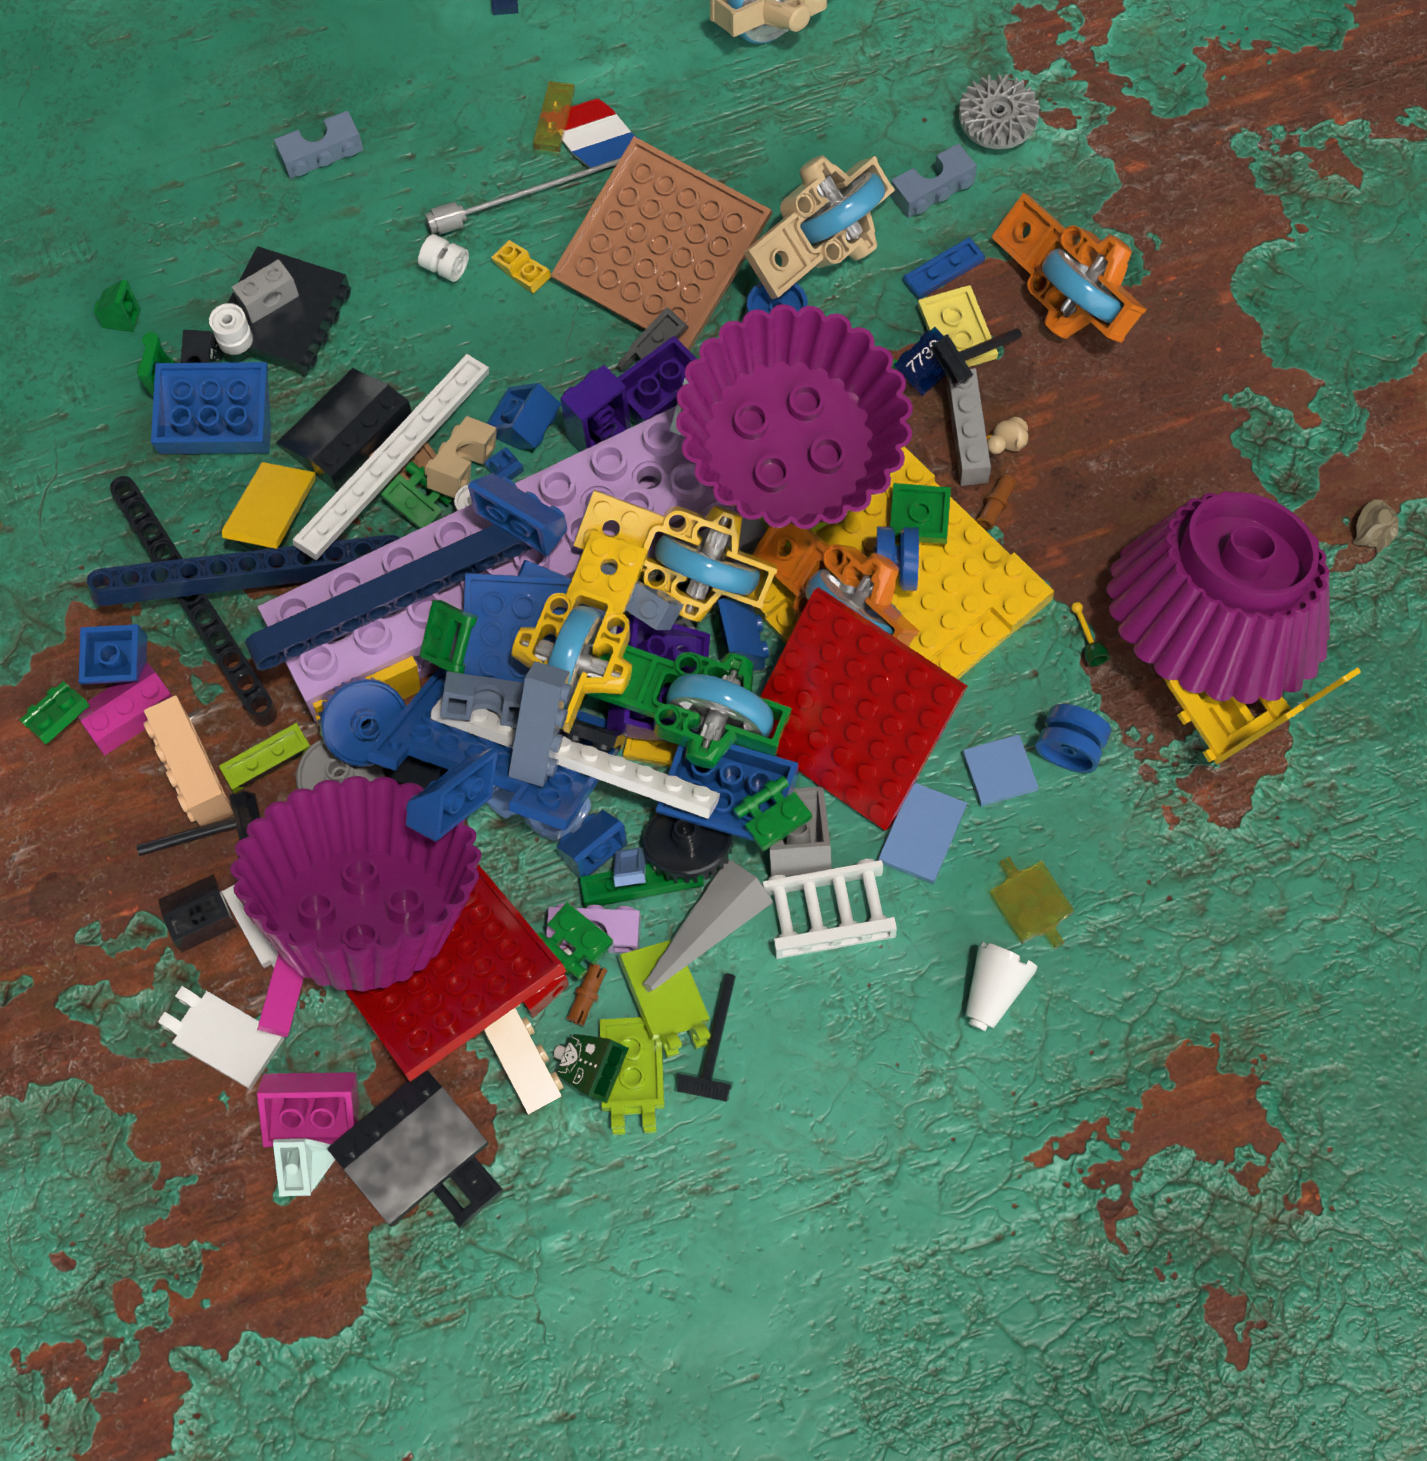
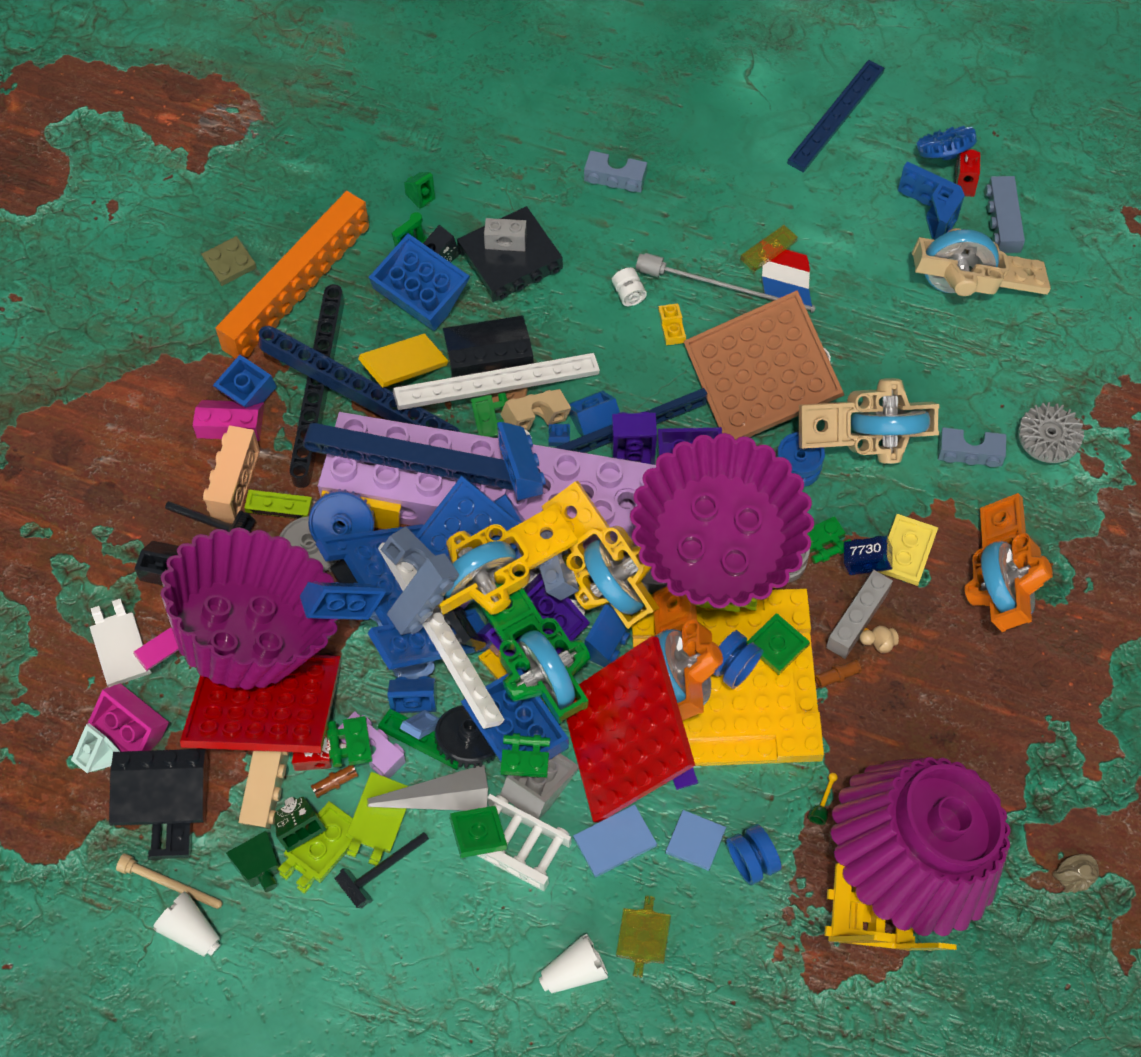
camera: 35 degrees right, 5 degrees down
(54, 712) = (189, 392): green plate -> none
(61, 502) = (293, 275): none -> orange brick
(231, 329) = (467, 242): white wheel -> none
(441, 633) = (424, 506): green plate -> none
(446, 1250) = (128, 865): none -> tan piece
(556, 429) = (663, 413): none -> dark blue tile
(570, 1260) = (188, 926): none -> white cone
(580, 1139) = (256, 861): none -> dark green torso
(657, 333) = (722, 418): dark grey hinge -> none
(787, 927) = (478, 831): none -> green plate
(943, 268) = (932, 506): blue tile -> none
(954, 361) = (878, 565): black piece -> none

